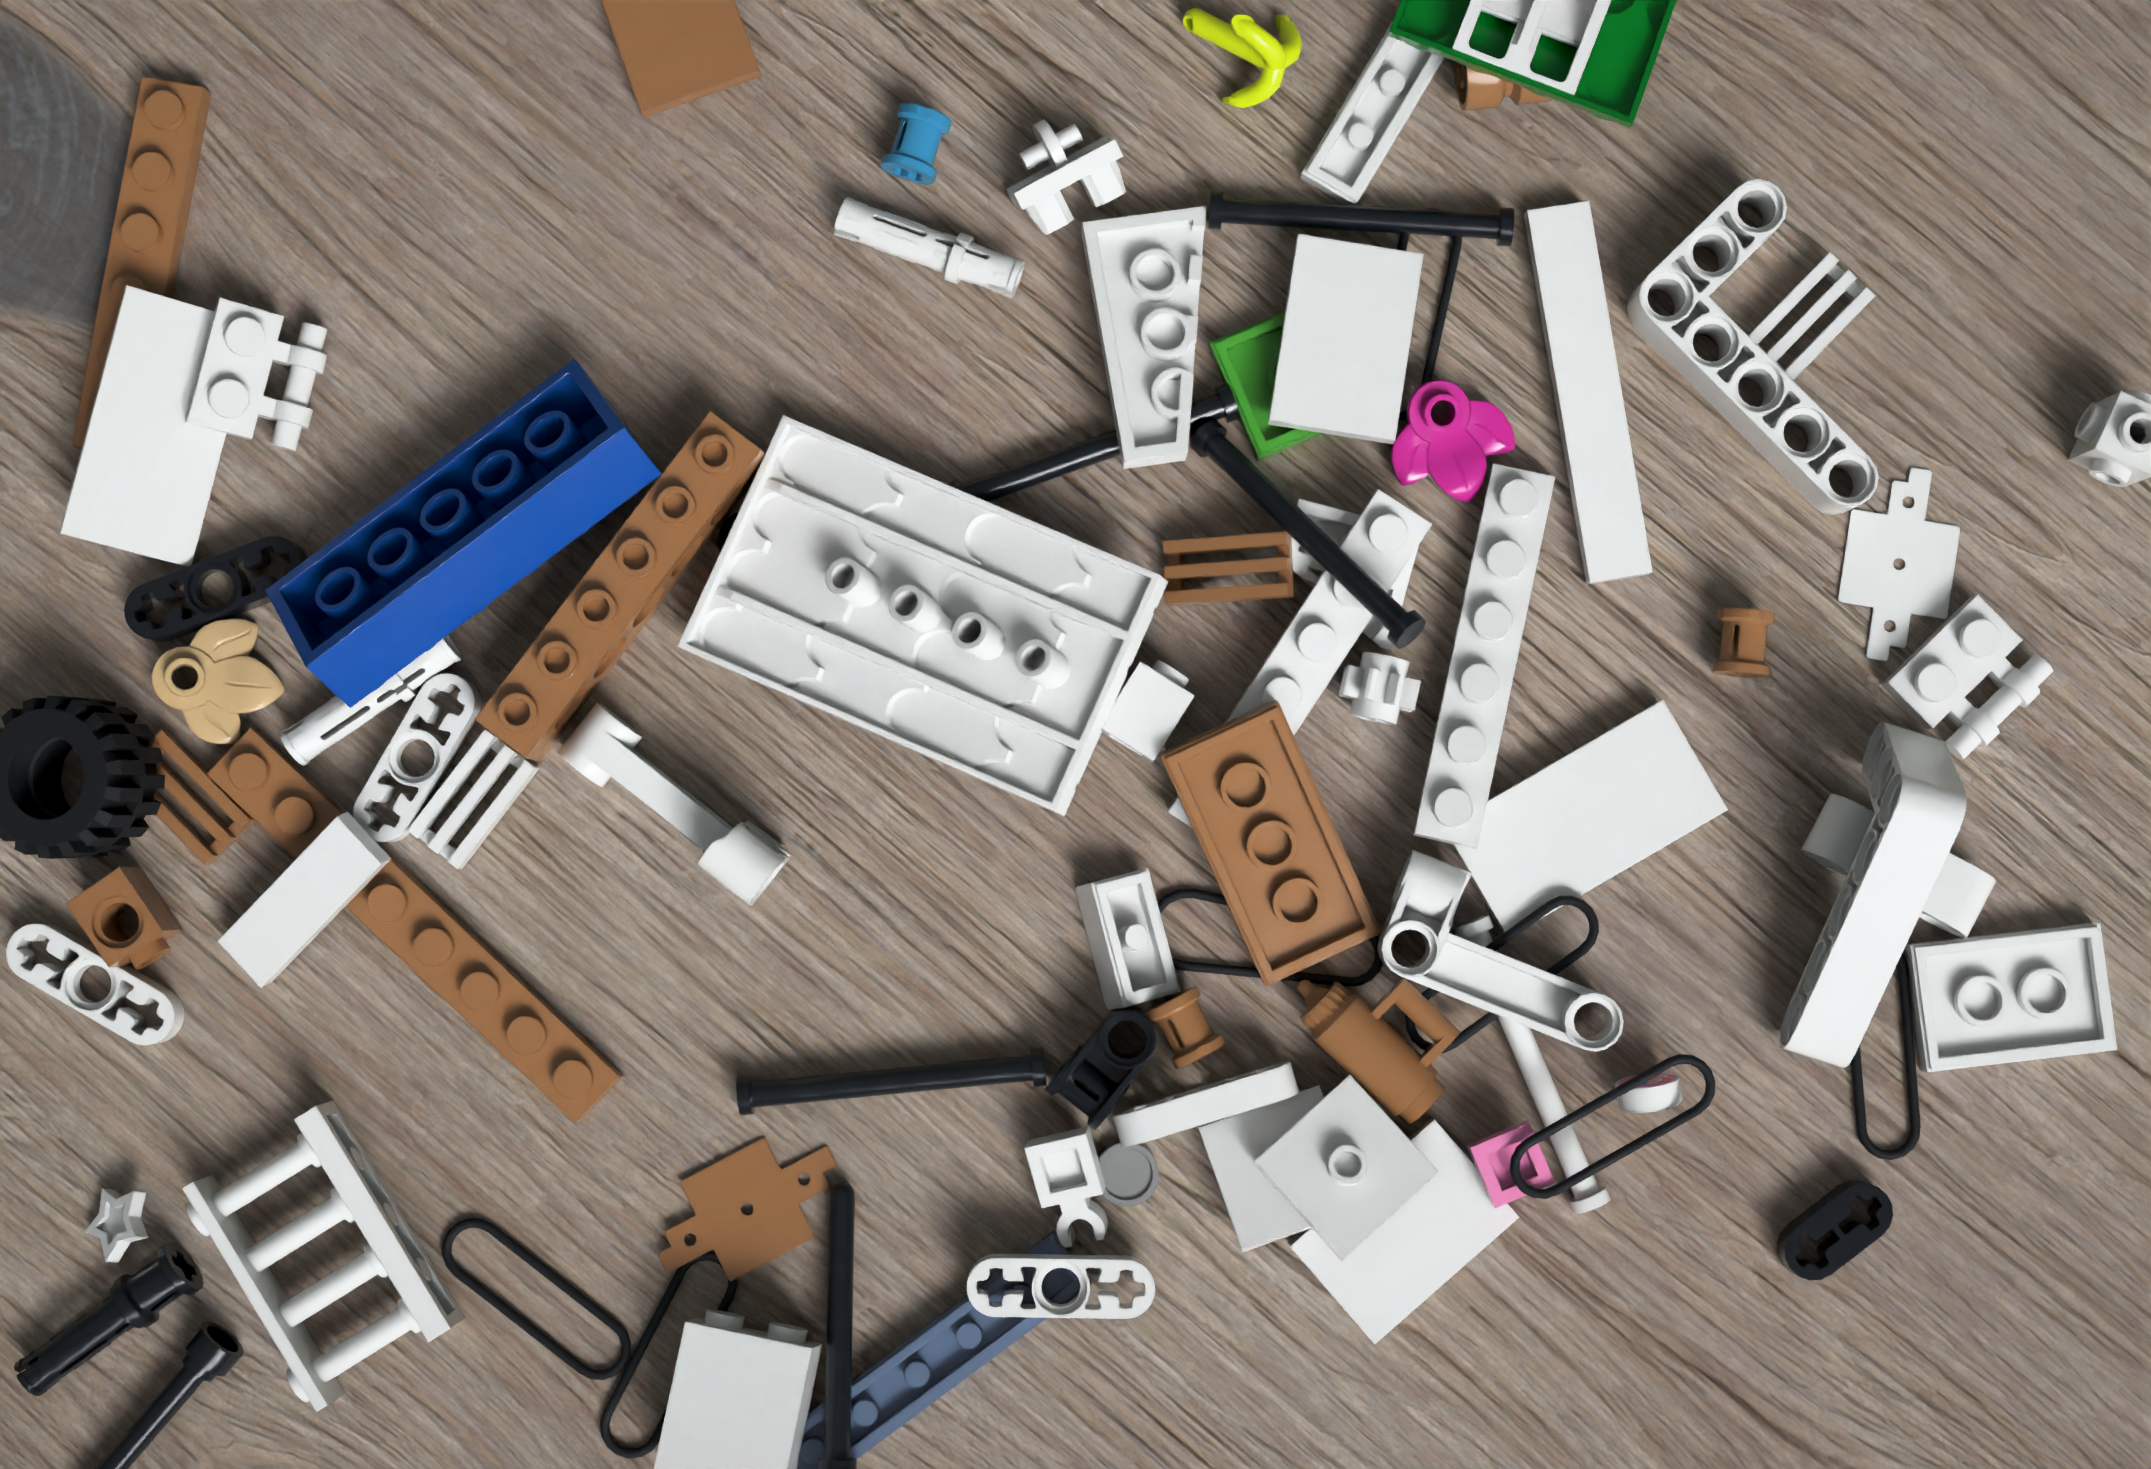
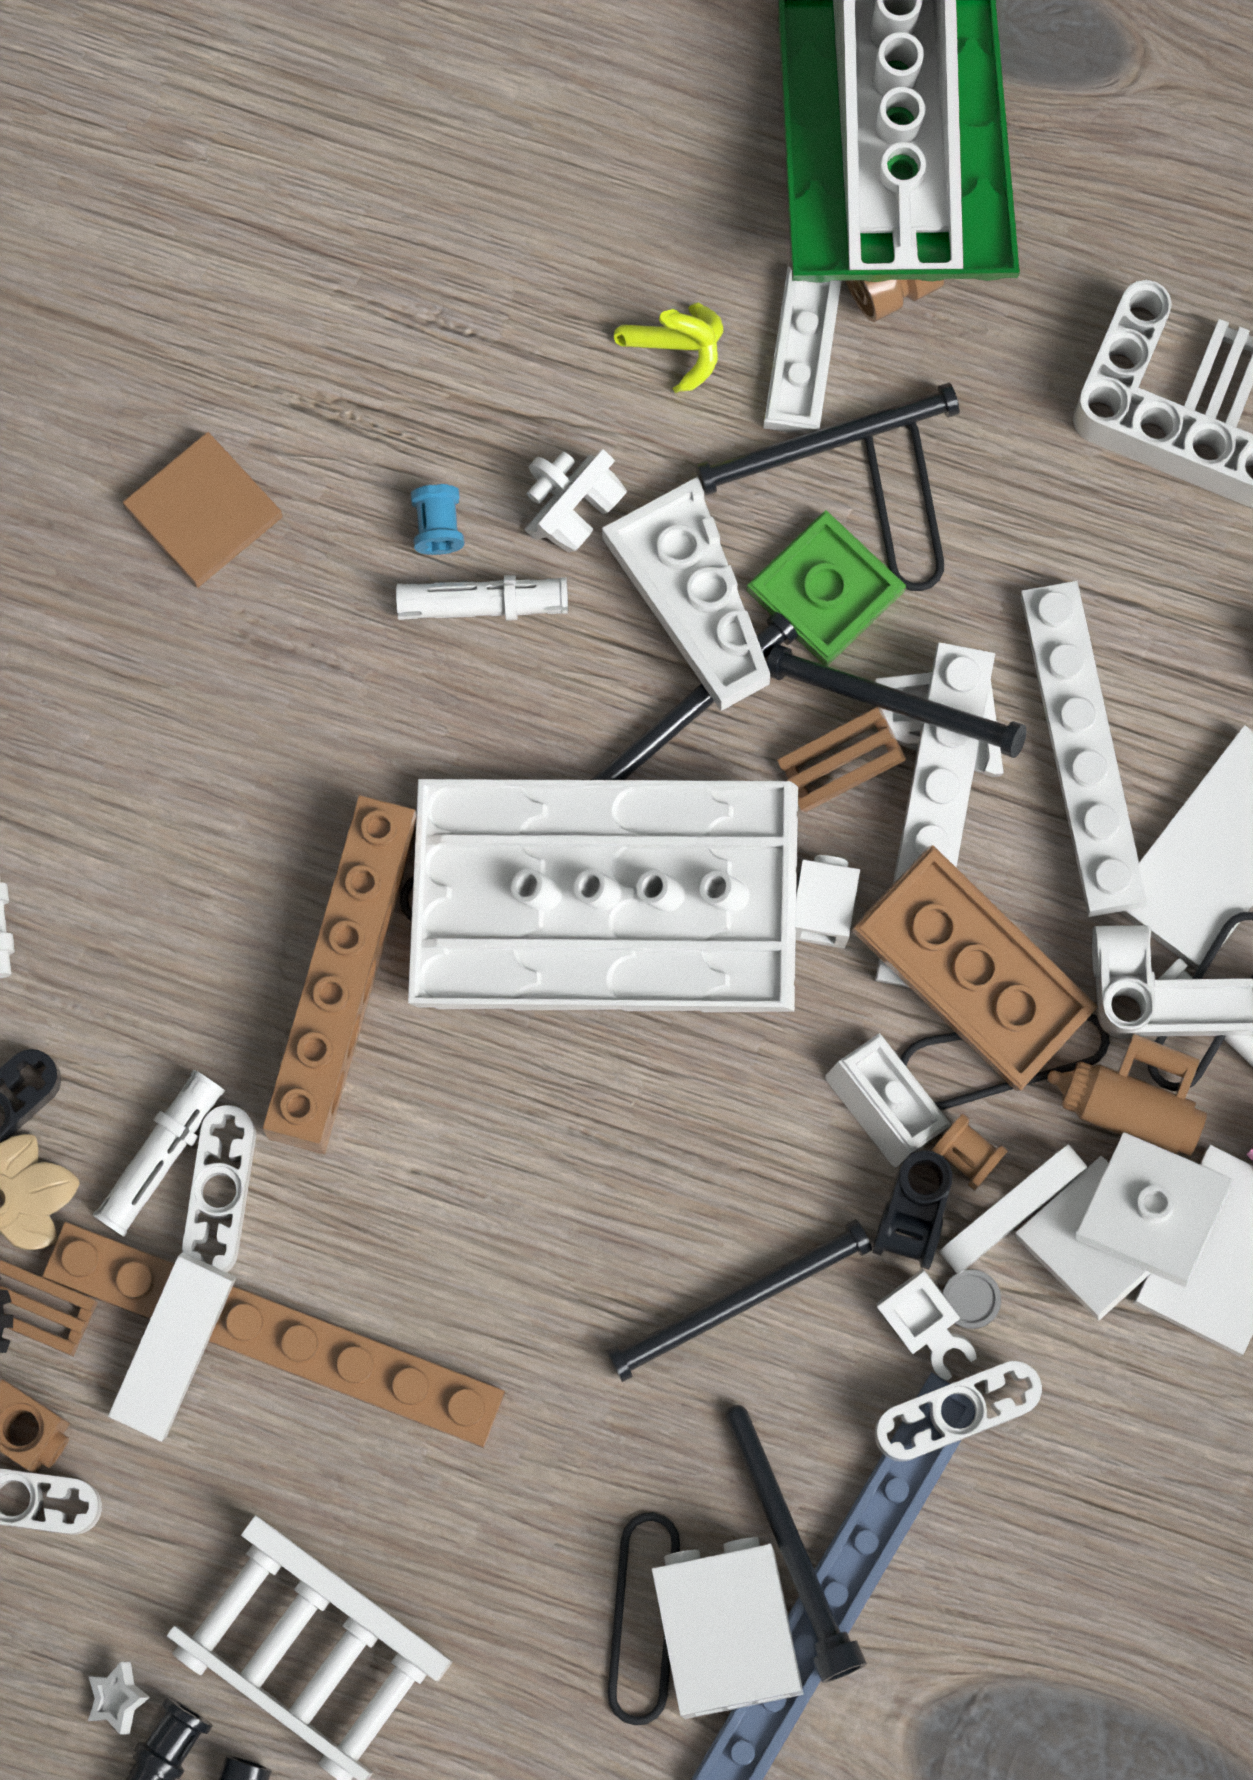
camera: 25 degrees left, 10 degrees down
(456, 780) = (294, 1159): white tile -> none
(460, 534) = (189, 978): blue brick -> none
(521, 1321) = (501, 1642): black piece -> none
(737, 856) = (534, 1160): white piece -> none
(741, 1239) = (665, 1491): medium nougat piece -> none
(1345, 339) = (858, 537): white tile -> none
(1379, 688) = (1009, 806): white gear -> none
(1453, 449) = (984, 592): dark pink plate -> none
(1587, 392) = (1074, 506): white tile -> none

